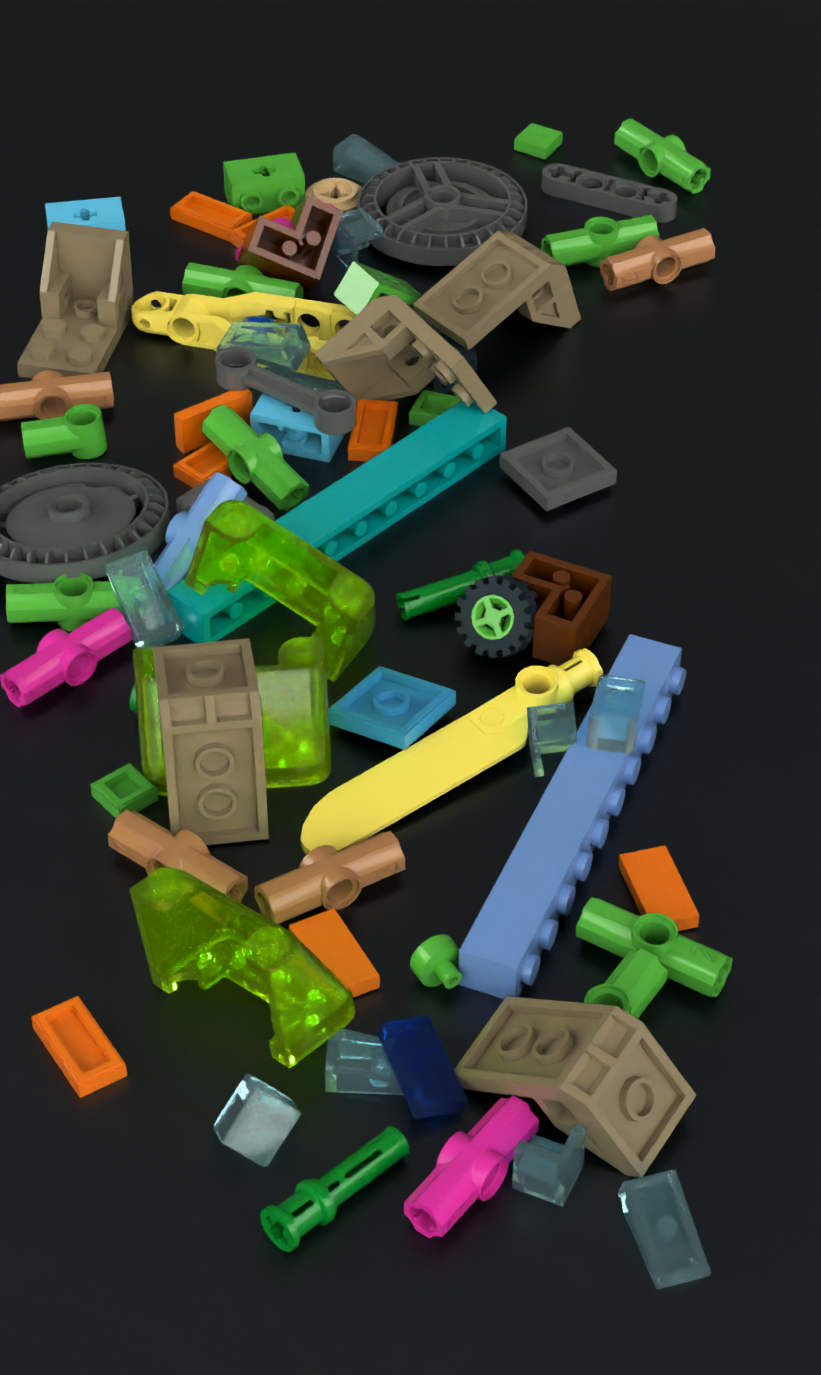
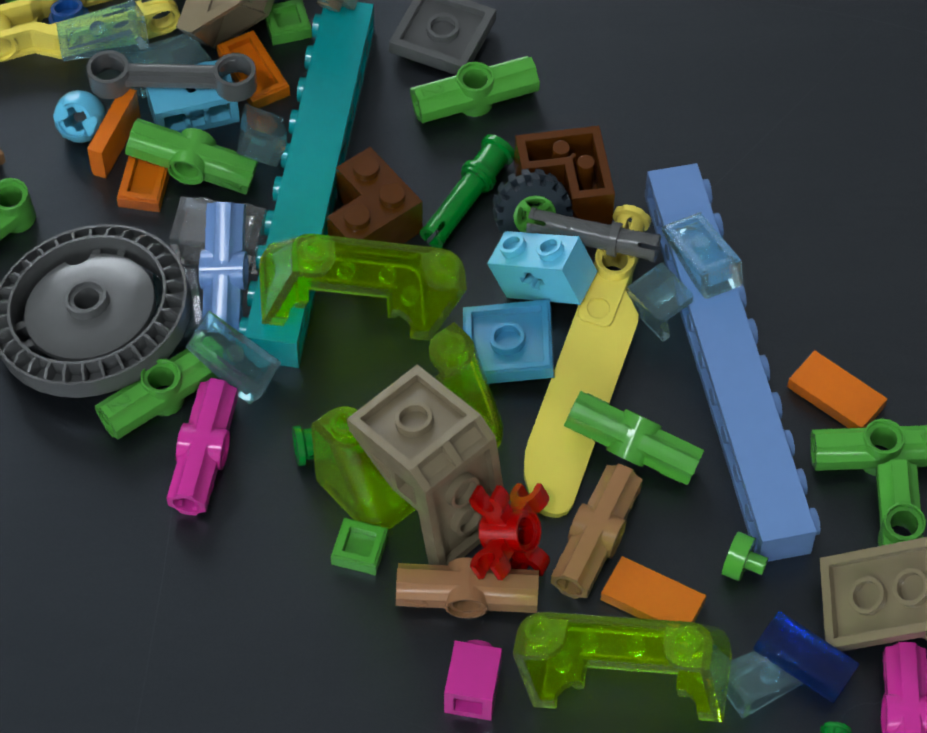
camera: 35 degrees left, 15 degrees up
(108, 929) = (473, 679): none -> dark pink brick
(193, 389) = (76, 102): none -> medium azure piece
(260, 821) = (509, 530): none -> red pin
(321, 465) = (262, 136): none -> clear light blue slope
(375, 552) = (375, 202): none -> reddish brown brick
(427, 824) = (634, 438): none -> bright green piece
(466, 658) = (554, 263): none -> medium azure brick
(539, 658) = (596, 235): none -> dark grey pin
(542, 518) = (475, 89): none -> bright green piece

